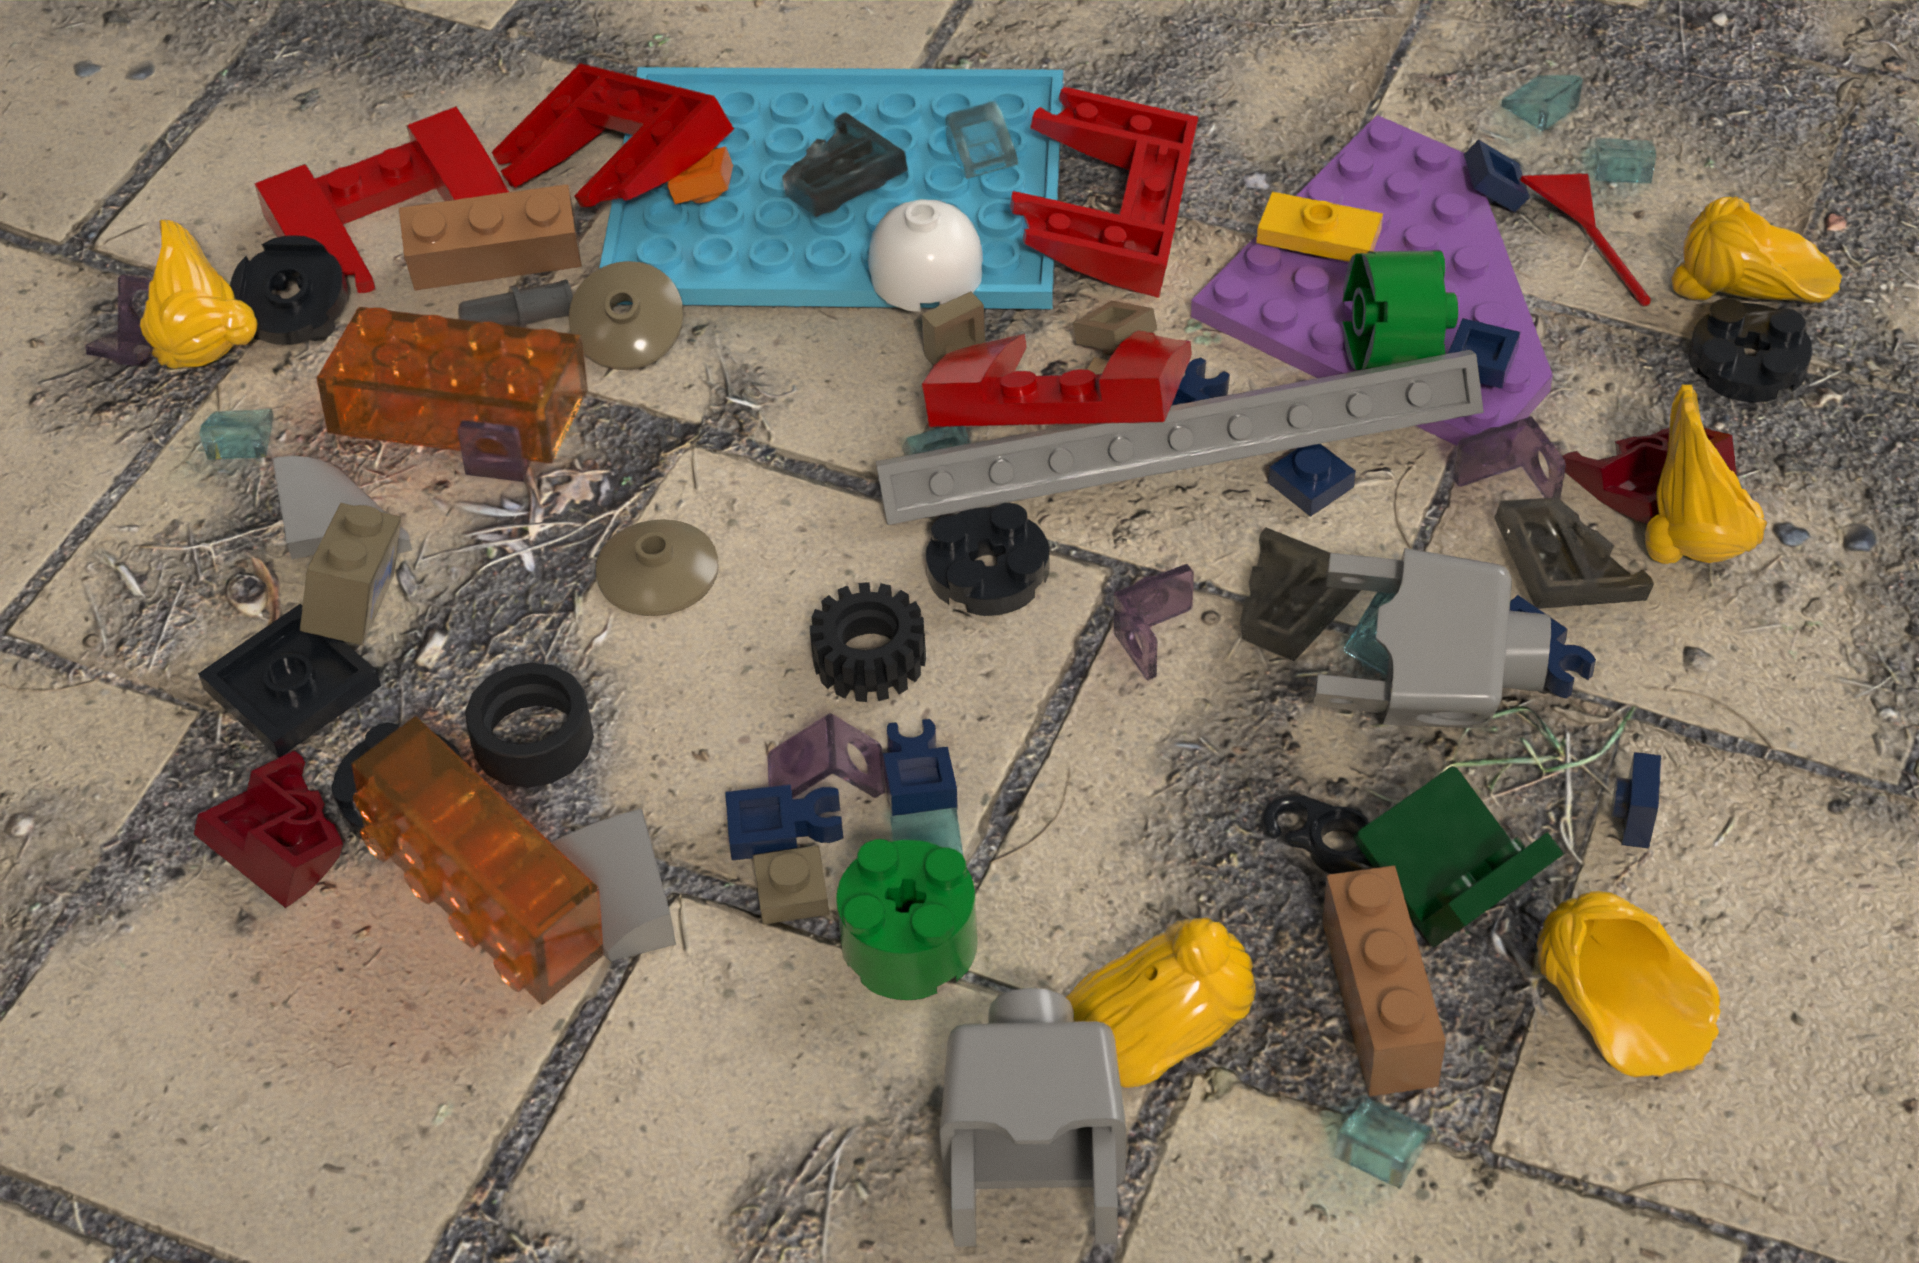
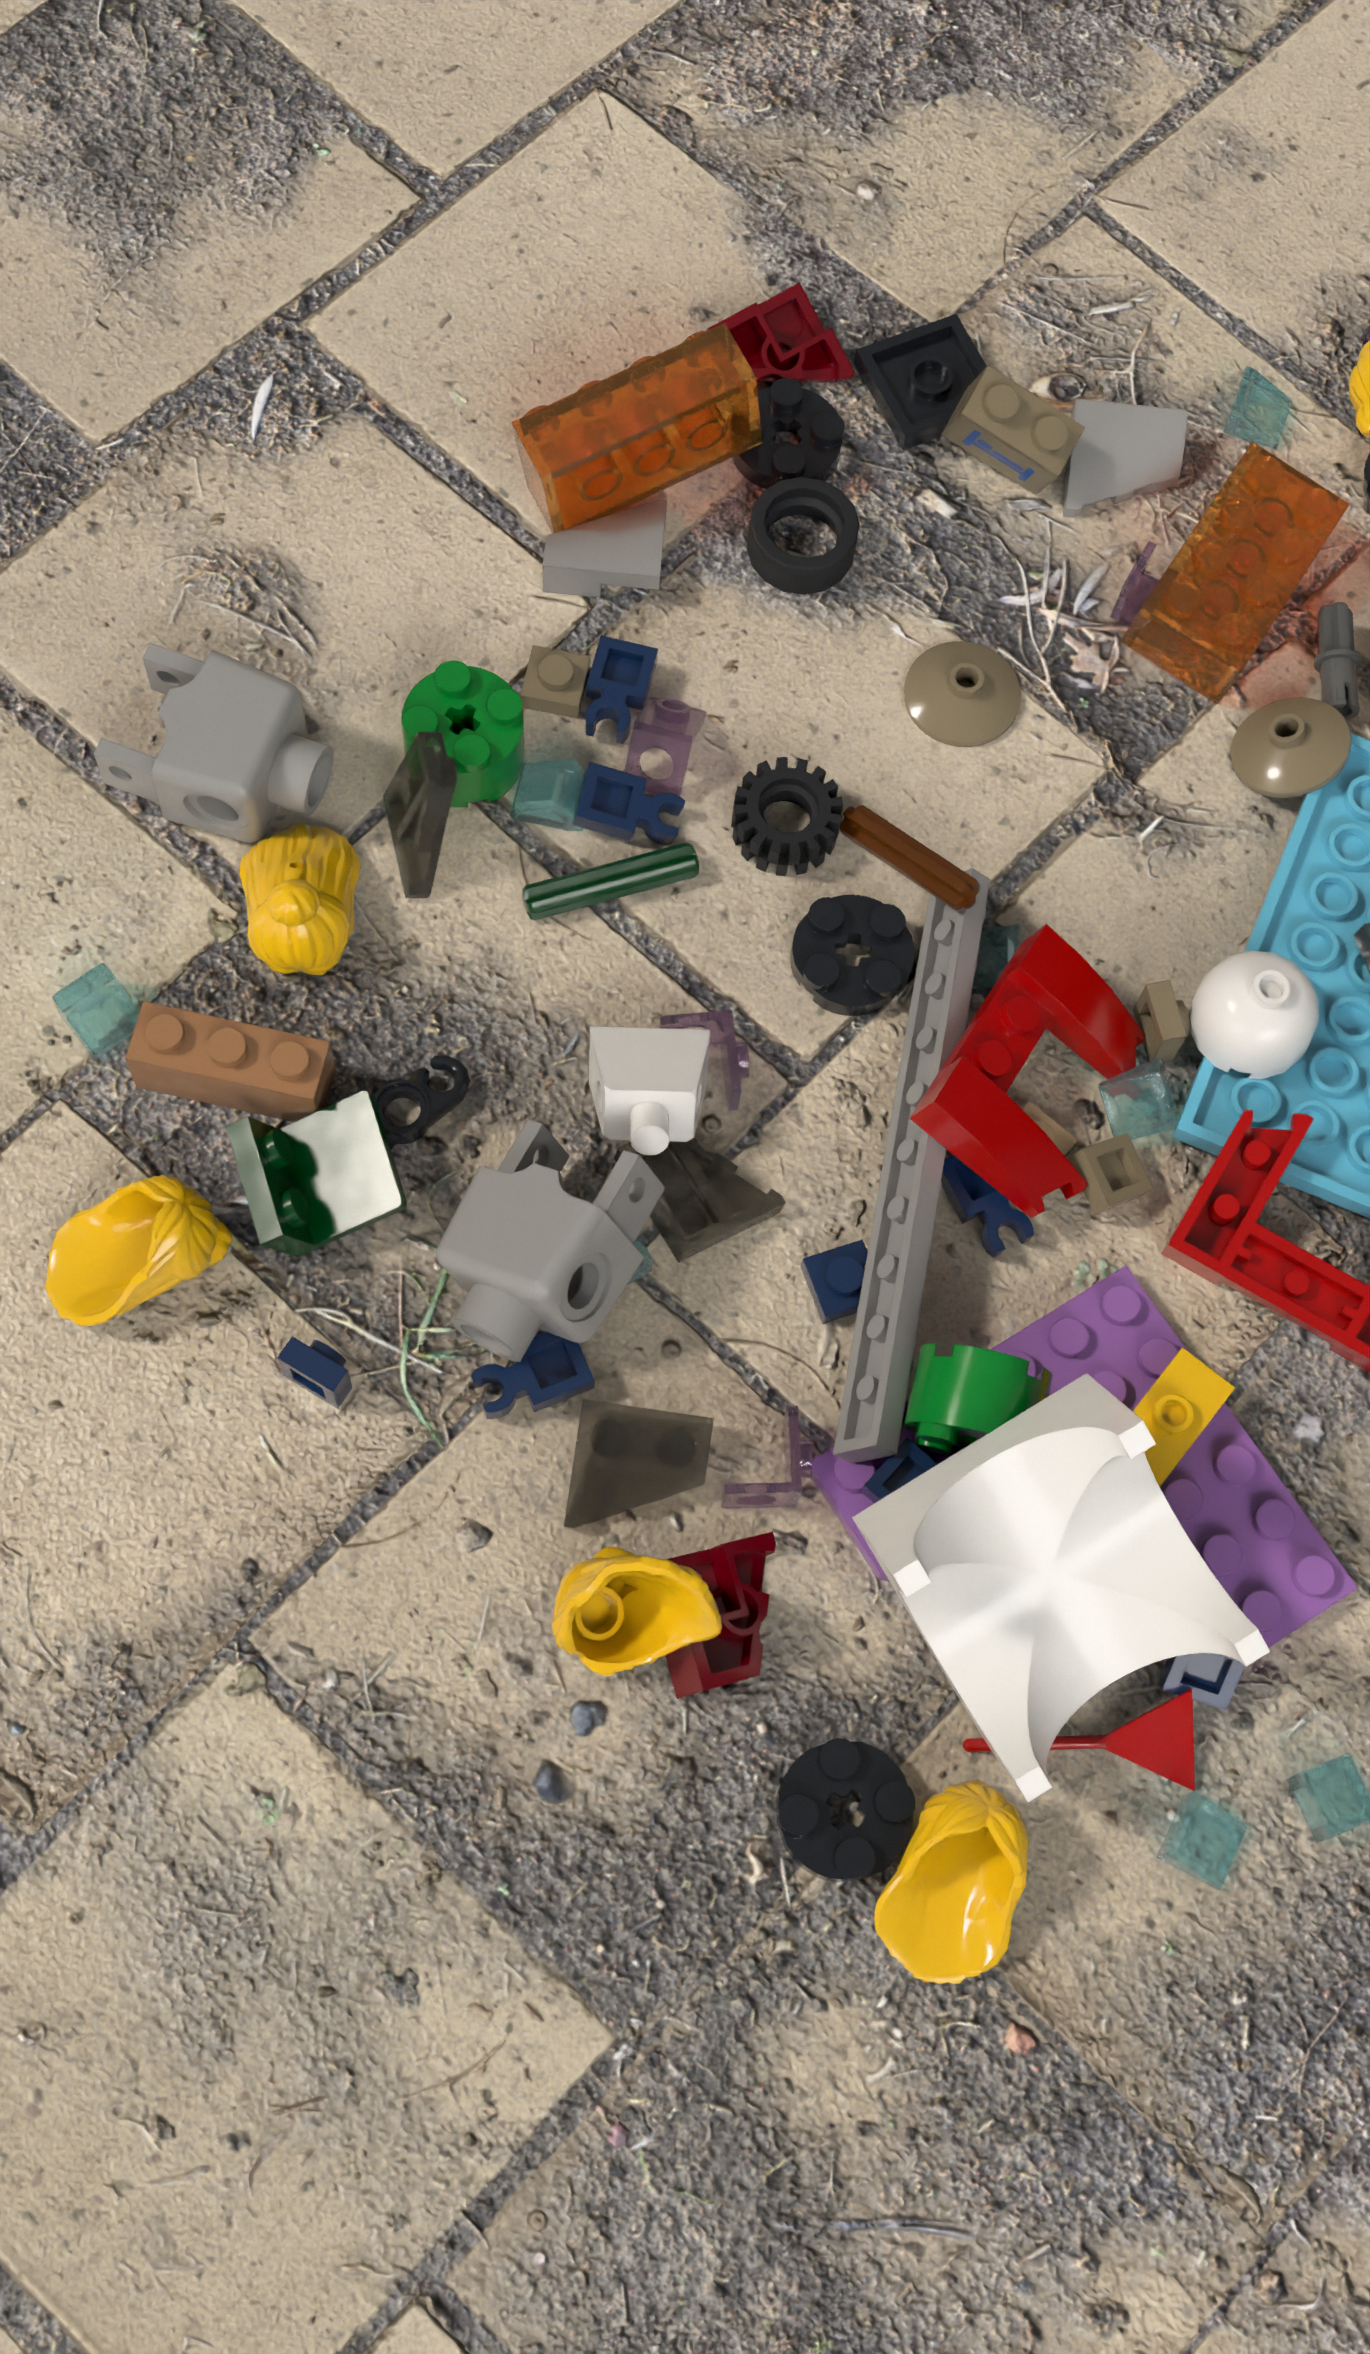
camera: 100 degrees right, 20 degrees up
(883, 516) = (910, 857): none -> reddish brown axle
(1005, 761) = (610, 881): none -> dark green axle
(1019, 913) = (418, 810): none -> clear smoke wing
(1035, 322) = (1140, 1101): none -> clear light blue slope
(1222, 634) = (648, 1083): none -> white torso
(1493, 224) = (1049, 1571): none -> white piece

